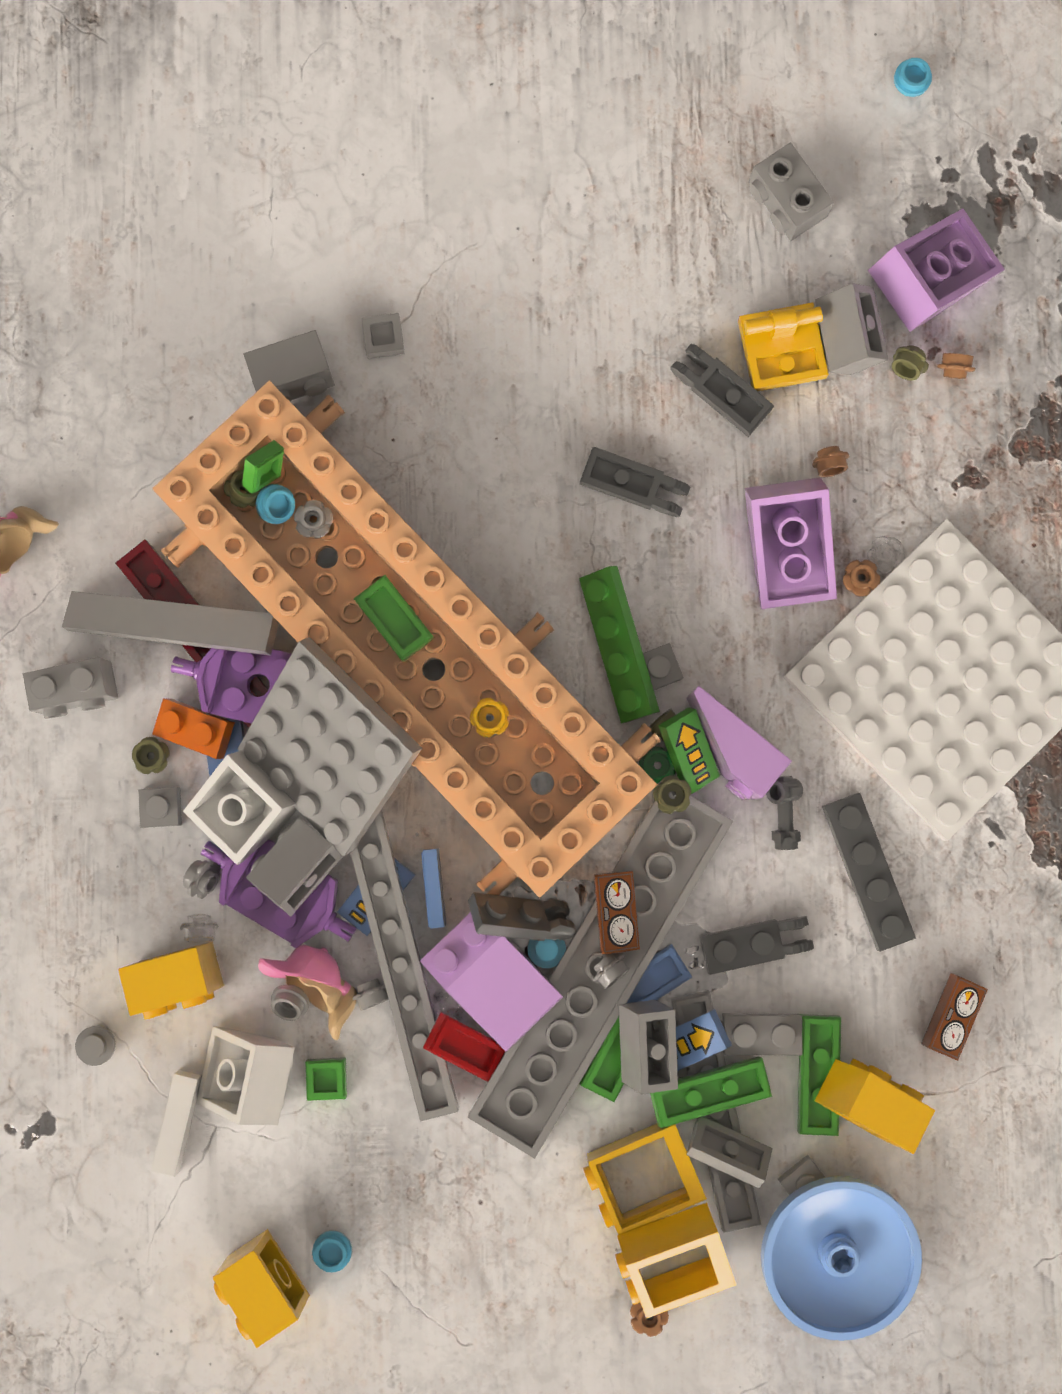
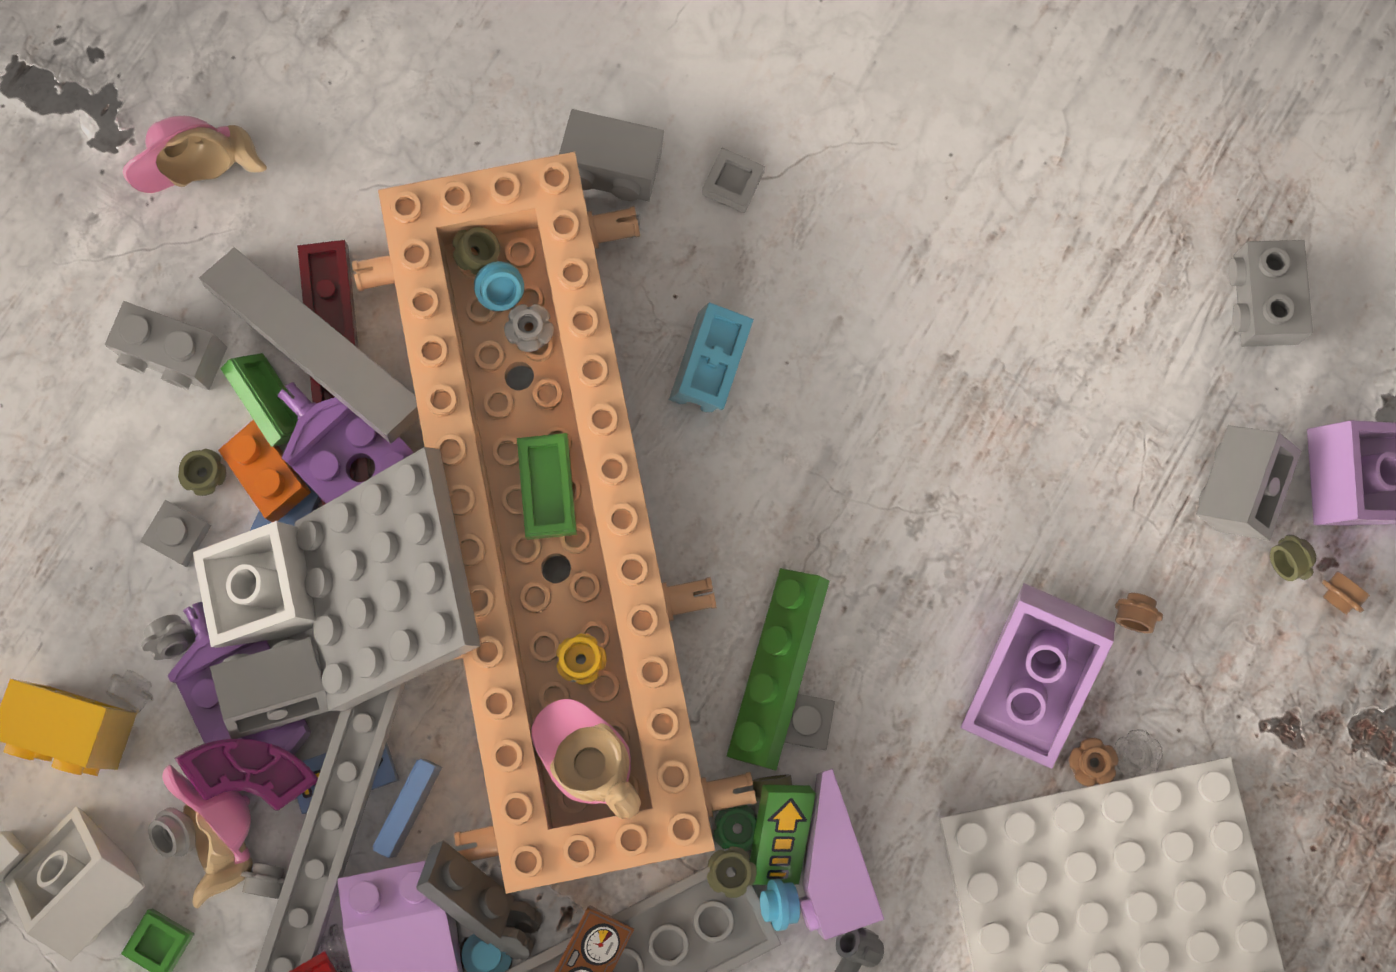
camera: 30 degrees right, 5 degrees down
(158, 679) = (259, 390): none -> bright green tile
(262, 467) = (509, 238): bright green tile -> none
(314, 926) = (246, 767): none -> magenta tile
(445, 466) = (711, 358): none -> medium azure hinge
(535, 777) = (585, 756): none -> tan hair
(631, 481) = (903, 498): dark grey hinge -> none
(717, 795) = (780, 904): none -> medium azure plate
(724, 391) = (1067, 464): dark grey hinge -> none
(783, 346) = (1162, 455): yellow plate -> none

